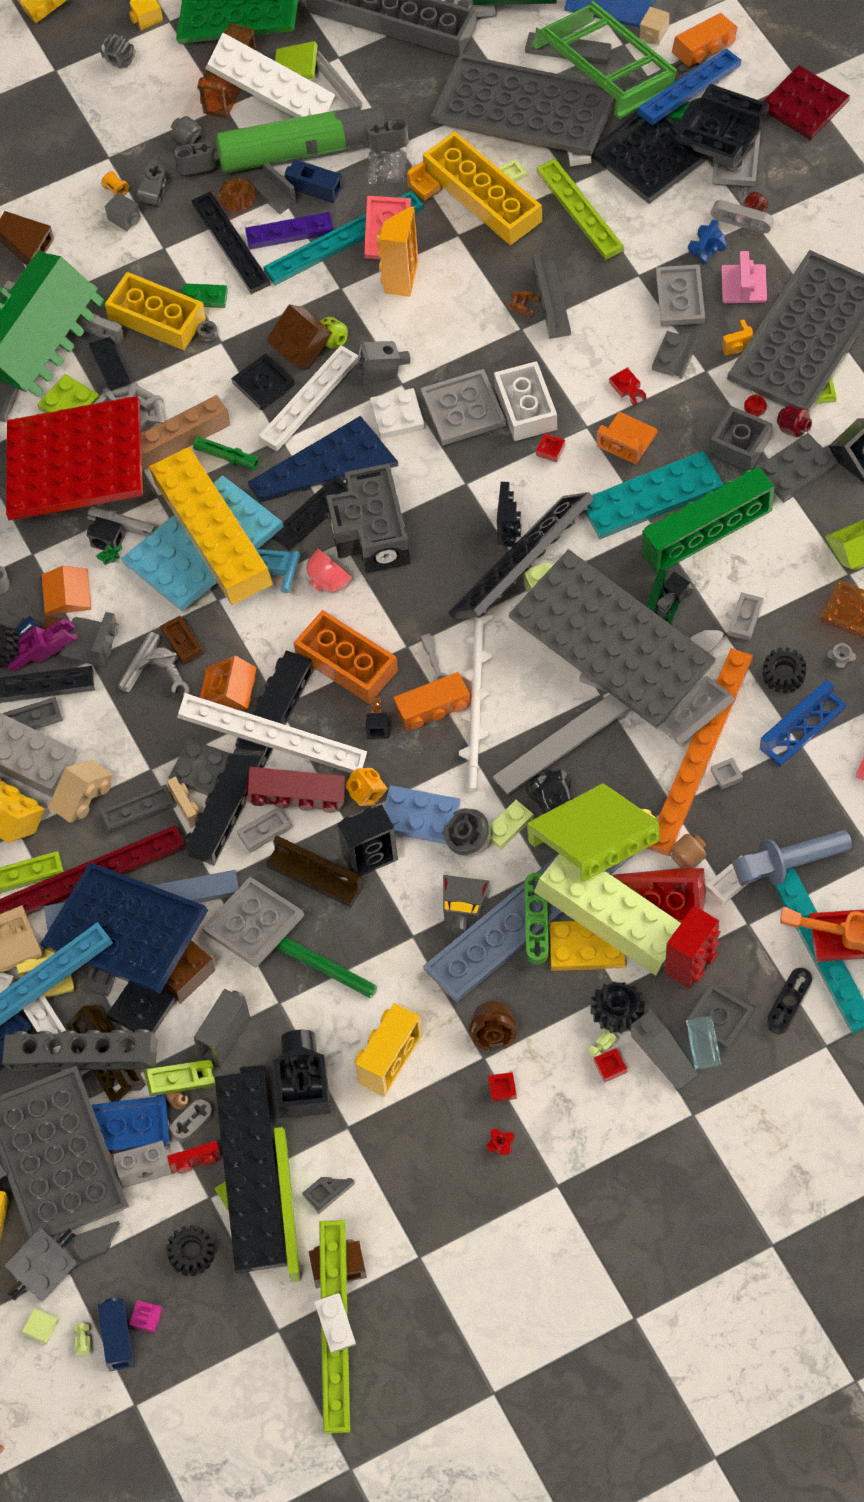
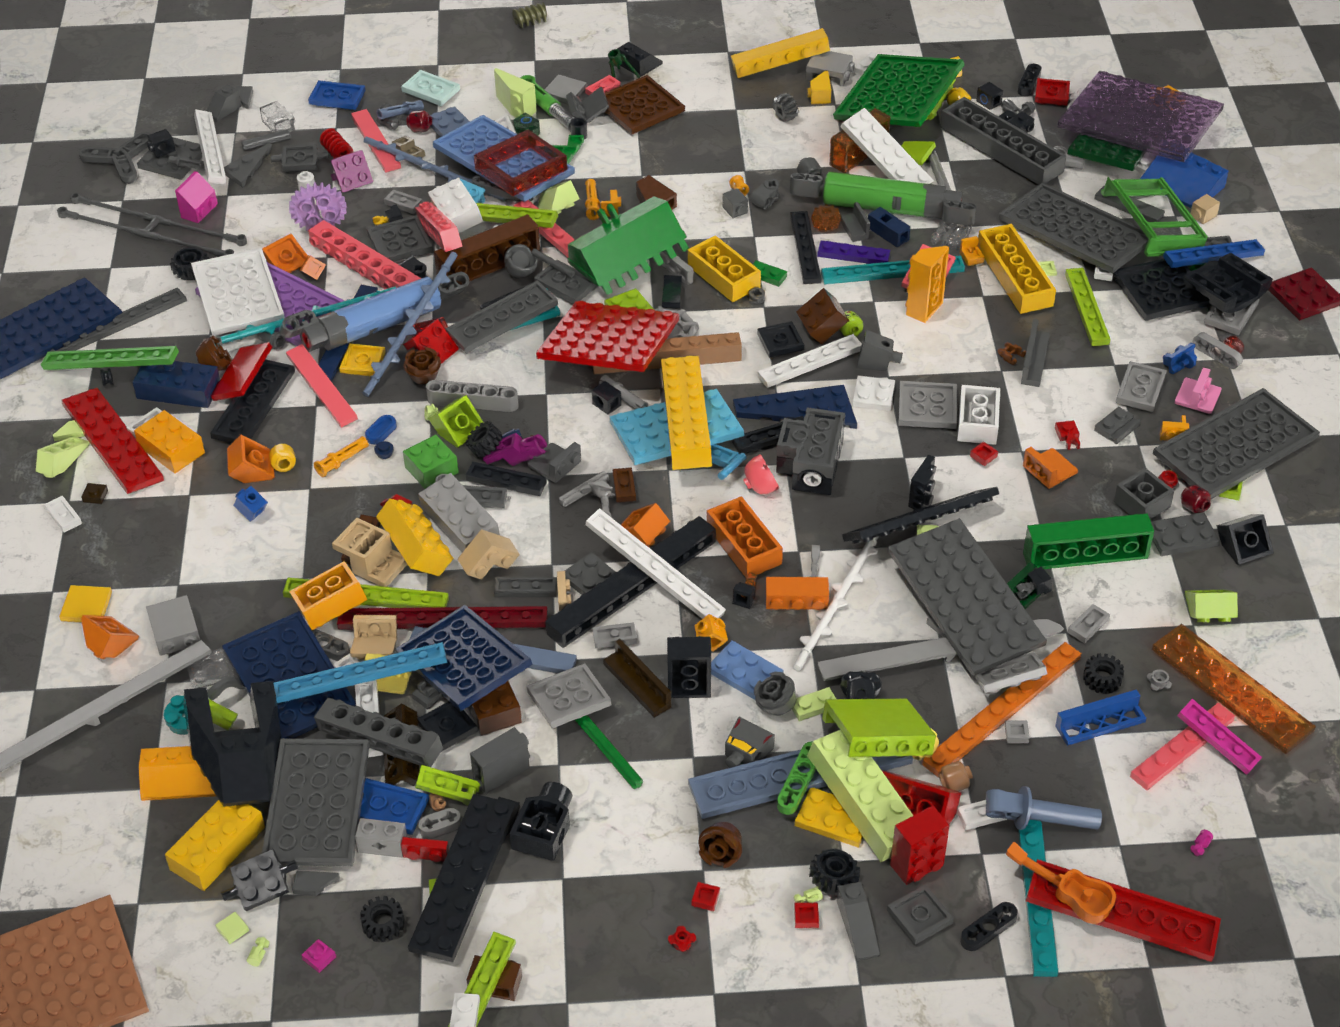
camera: 20 degrees right, 15 degrees down
(66, 590) = (557, 424): orange slope -> none
(109, 555) = (601, 411): green plant -> none
(116, 1334) = (285, 958): dark blue brick -> none
(234, 456) = (731, 378): green pin -> none
(287, 1204) = (478, 916): lime tile -> none
(294, 789) = (651, 611): dark red brick -> none
(326, 1191) = (518, 919): dark grey tile -> none
(388, 1049) = (625, 827): yellow brick -> none
(652, 494) = (1017, 512): teal plate -> none
(703, 1042) = (895, 928): clear light blue tile -> none
(704, 39) = (1240, 227): orange brick -> none

